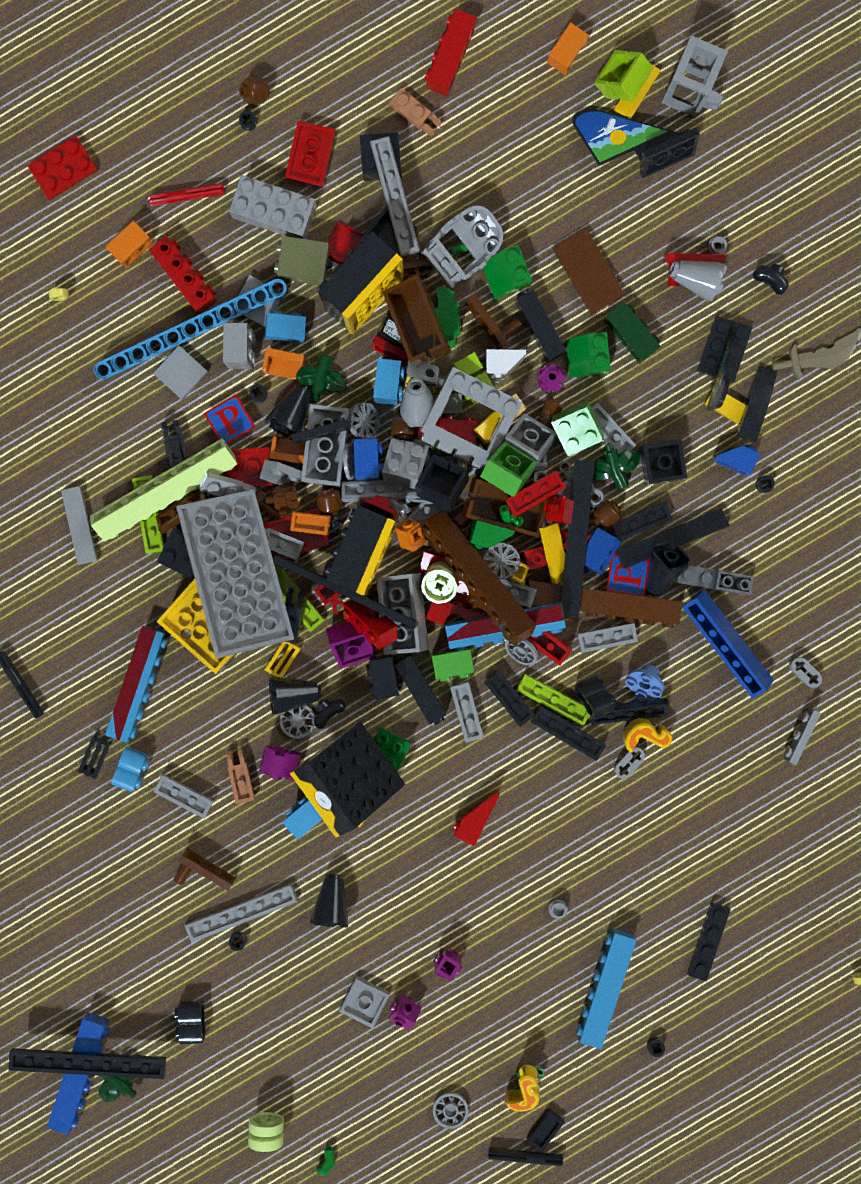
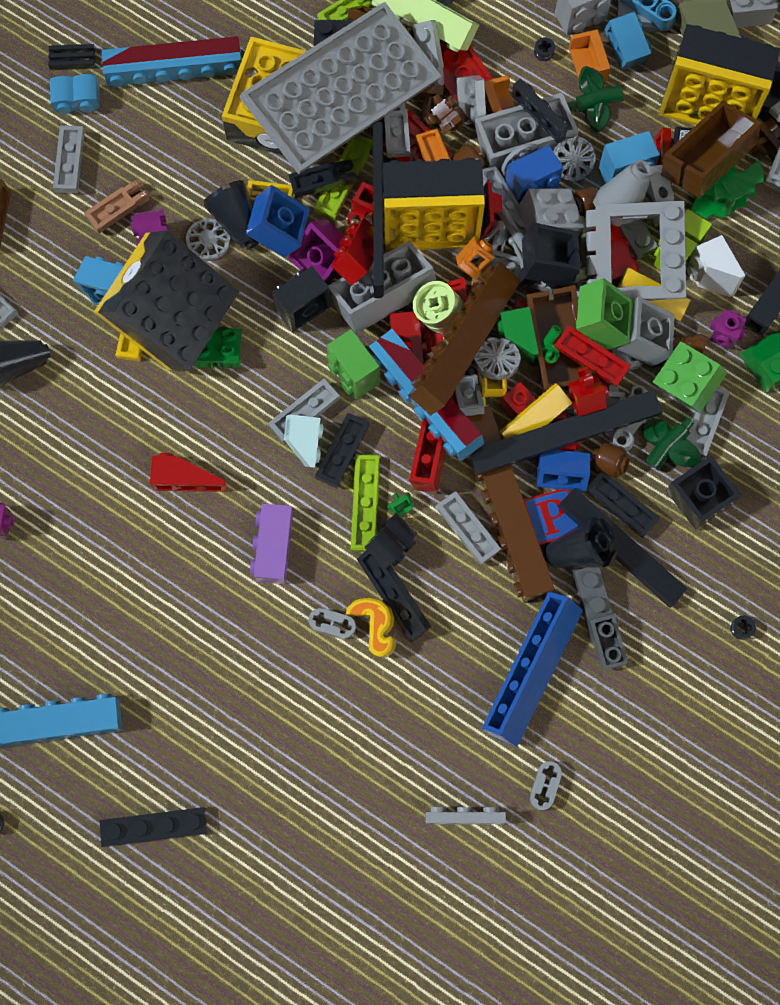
camera: 65 degrees right, 15 degrees down
(229, 419) = (502, 31): piece -> none
(290, 411) = (546, 79): black cone -> none
(315, 667) = (278, 221): none -> blue brick
(327, 710) = (233, 262): black piece -> none
(421, 690) = (305, 348): black brick -> none
(488, 723) = (303, 436): none -> light aqua slope
(497, 336) = (745, 244): reddish brown piece -> none
(522, 651) = (405, 434): light grey wheel -> none
(555, 779) = (272, 544): none -> medium lavender brick
(558, 909) = (115, 622): light grey plate -> none
(567, 676) = (401, 505): none -> green piece
(568, 733) = (333, 535): black plate -> none
(645, 682) = (438, 593): medium blue plate -> none
(739, 459) = (755, 579): blue slope -> none

